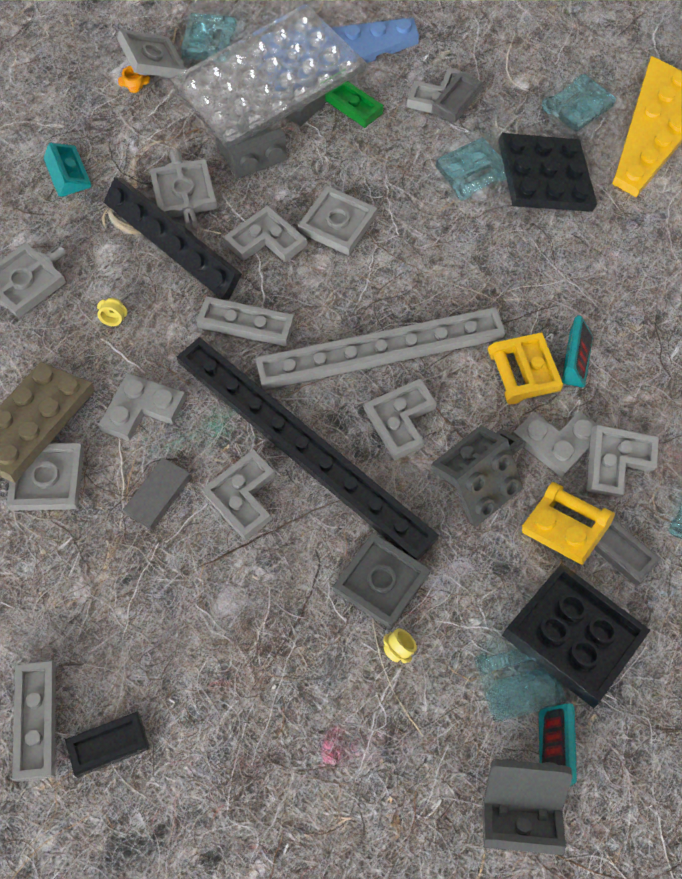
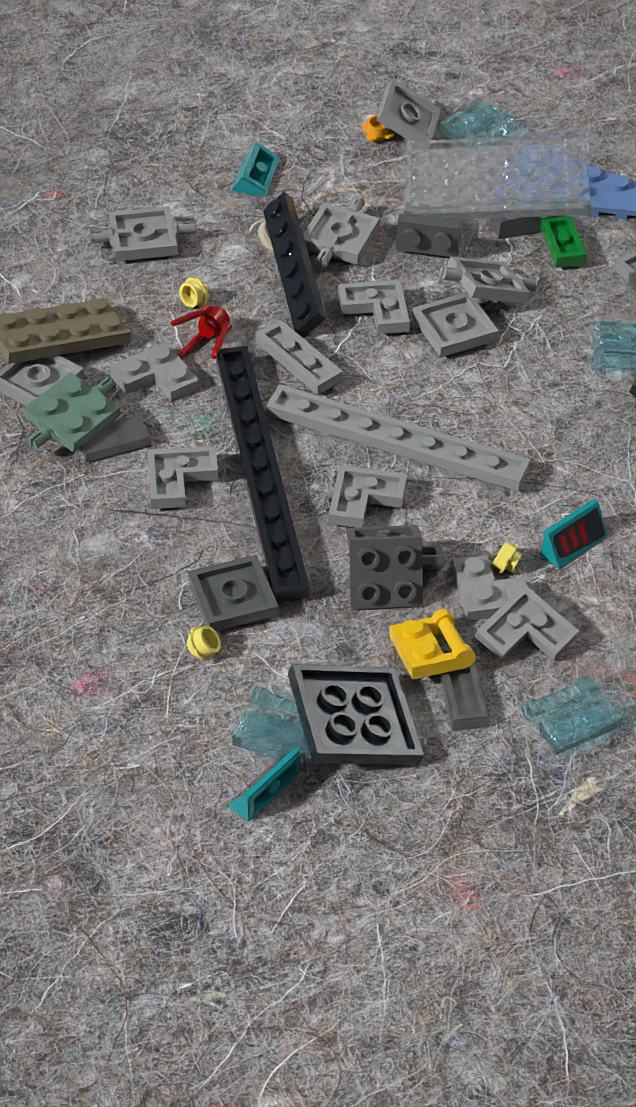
camera: 35 degrees right, 15 degrees down
(107, 495) = (71, 412): none -> sand green plate
(152, 335) = (212, 323): none -> red plant
(334, 167) = (488, 280): none -> light grey plate
(525, 806) = (198, 790): dark grey bracket -> none
(534, 363) = (523, 523): yellow plate -> none
(549, 404) = (507, 557): none -> light yellow plate

